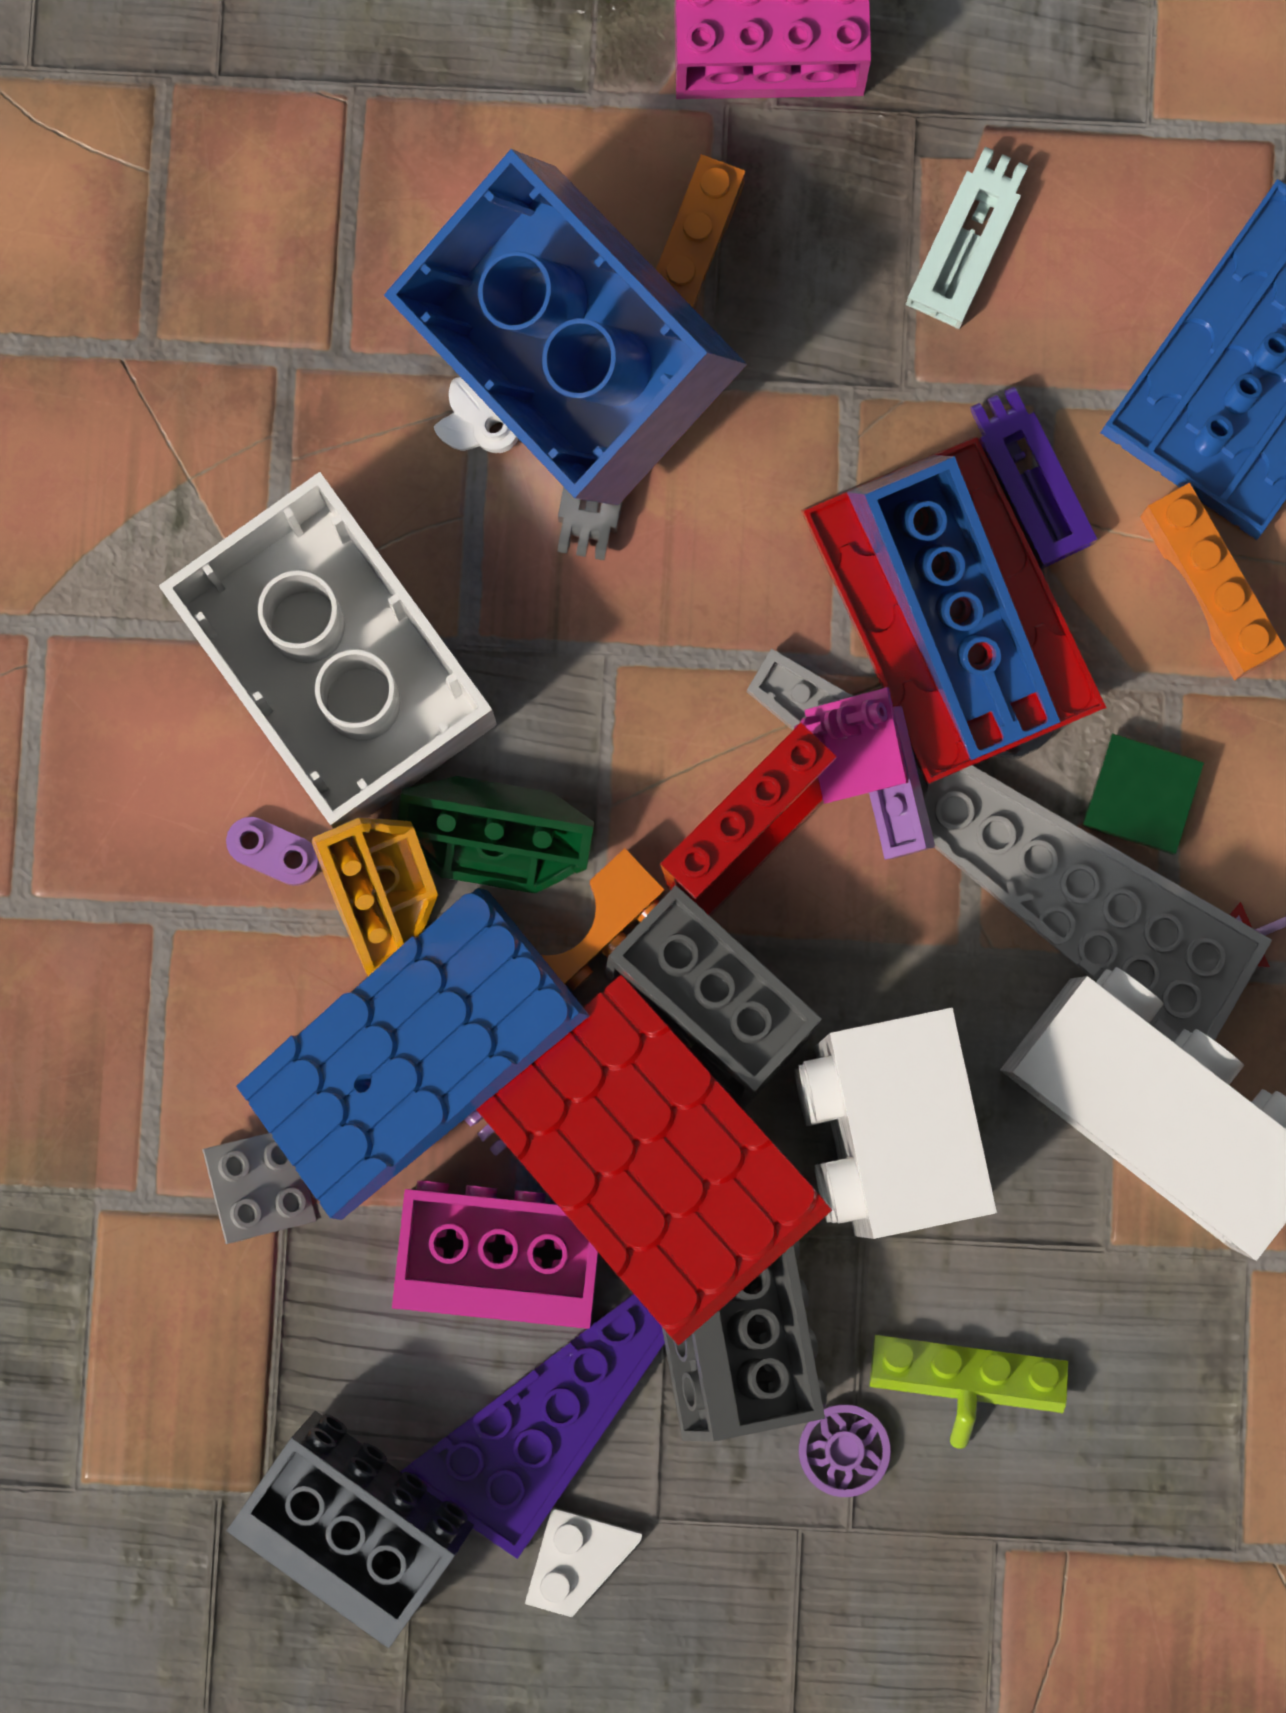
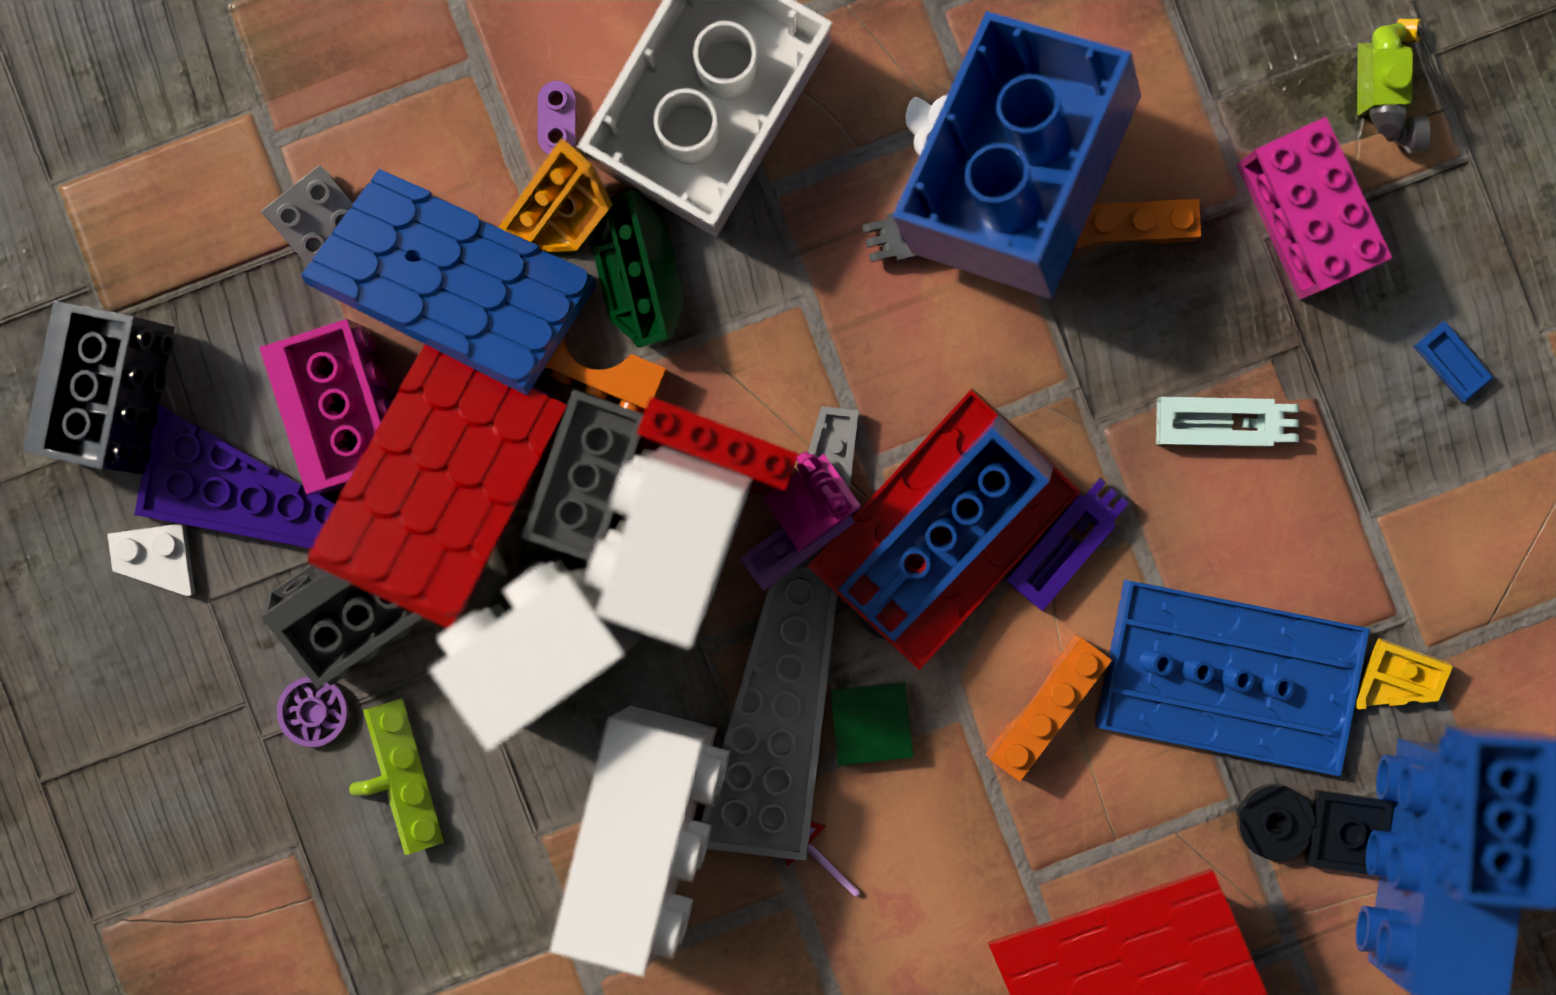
camera: 75 degrees right, 5 degrees up
(841, 907) = (670, 552): none -> white brick

